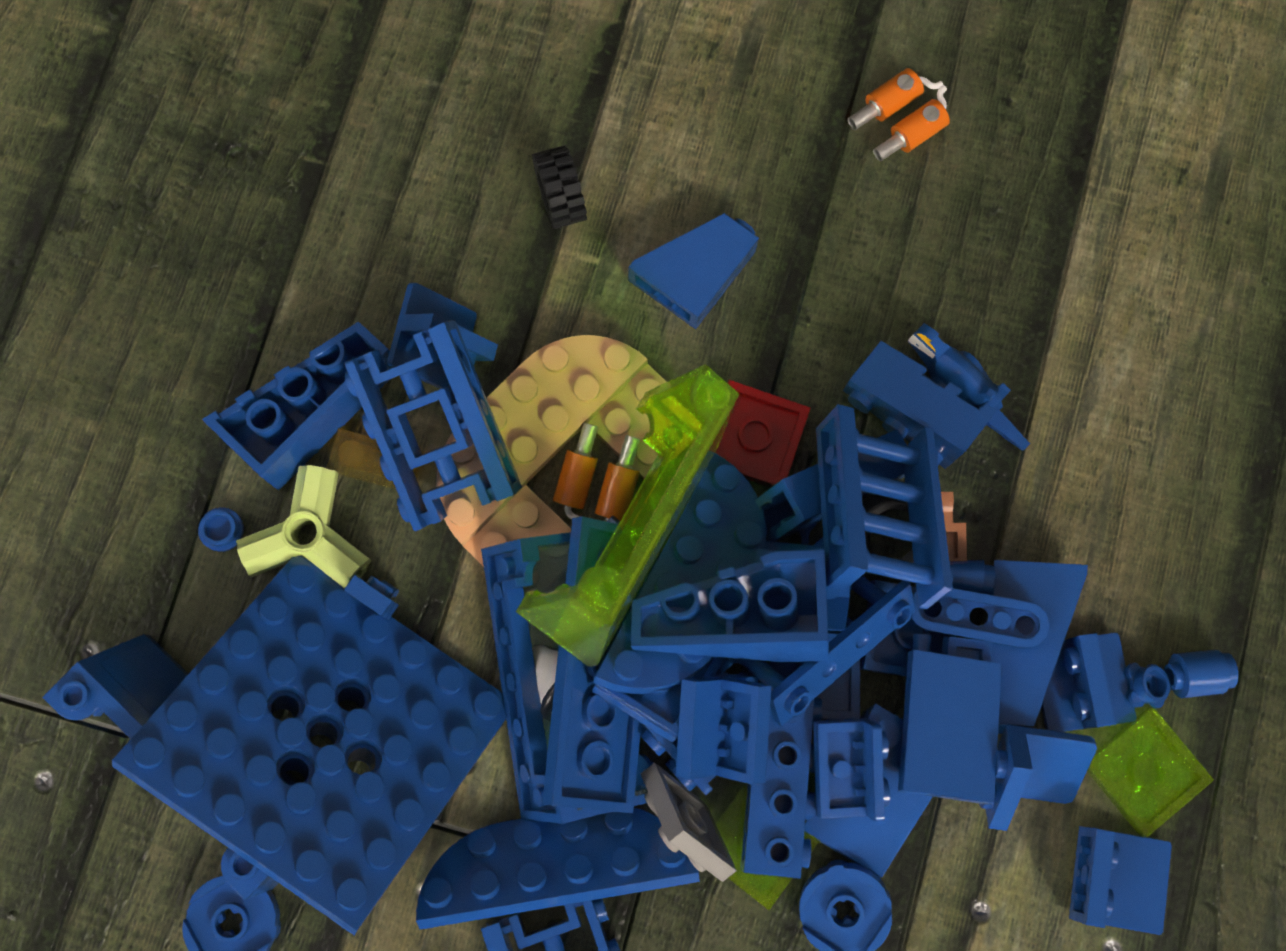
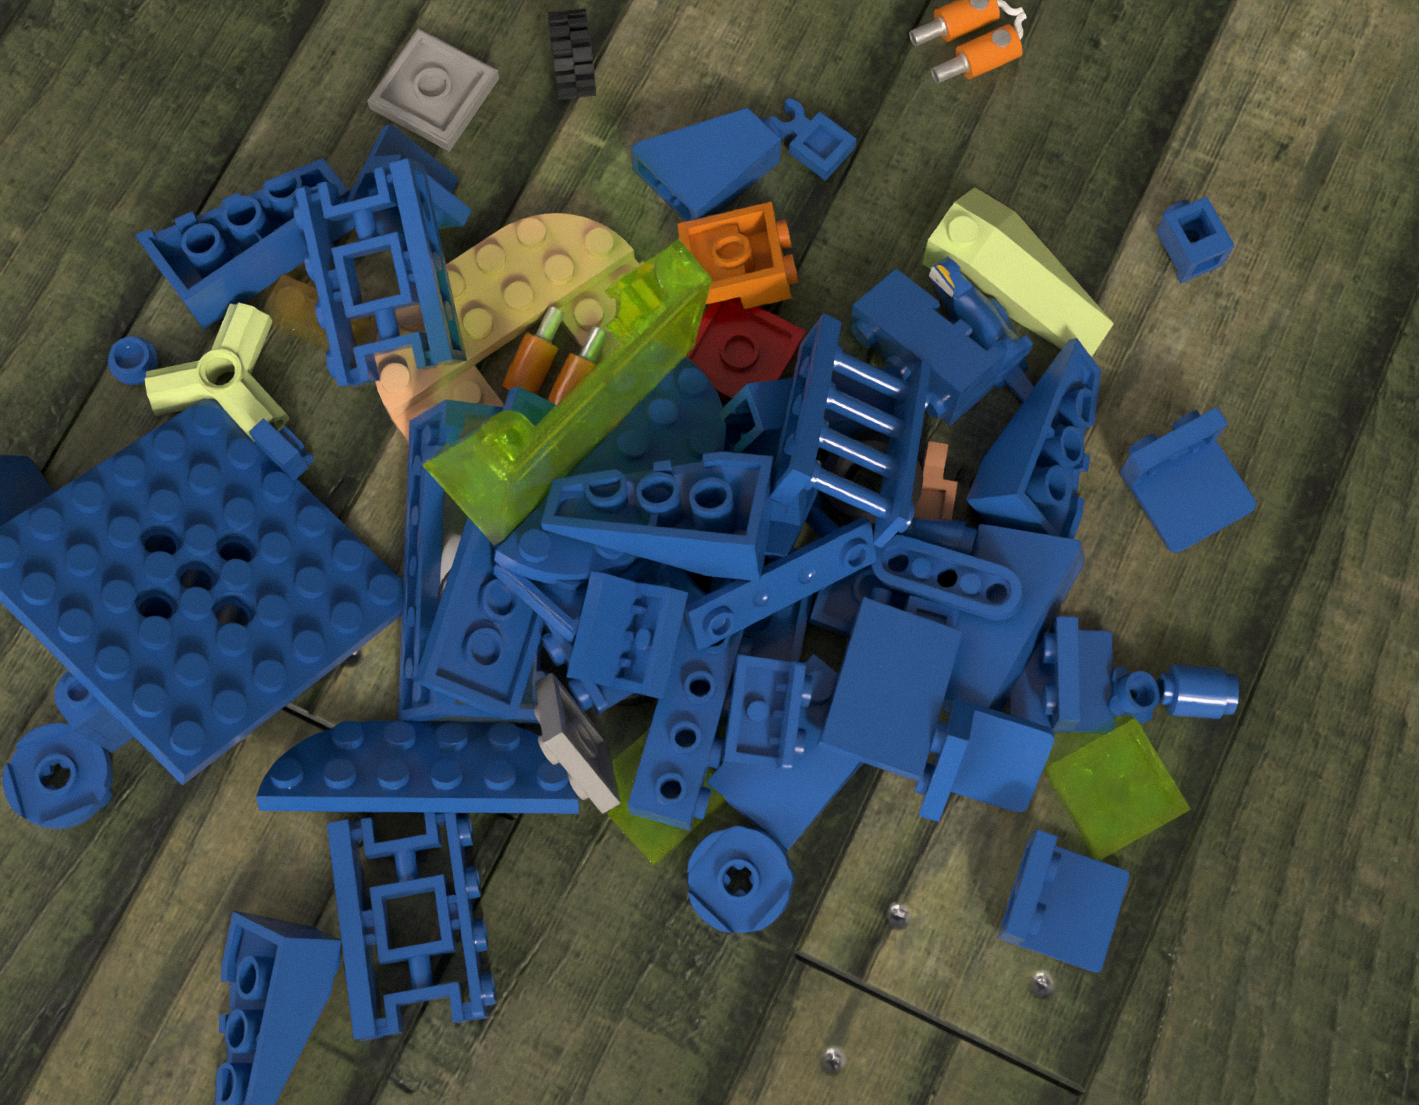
camera: 15 degrees right, 5 degrees down
(440, 235) = (433, 89): none -> light grey plate
(743, 347) = (743, 254): none -> orange plate
(786, 232) = (817, 142): none -> blue plate
(982, 323) = (1017, 270): none -> yellowish green wedge
(1025, 500) = (1036, 462): none -> blue wedge
(1126, 268) = (1203, 226): none -> blue brick
(1160, 489) = (1187, 481): none -> blue bracket

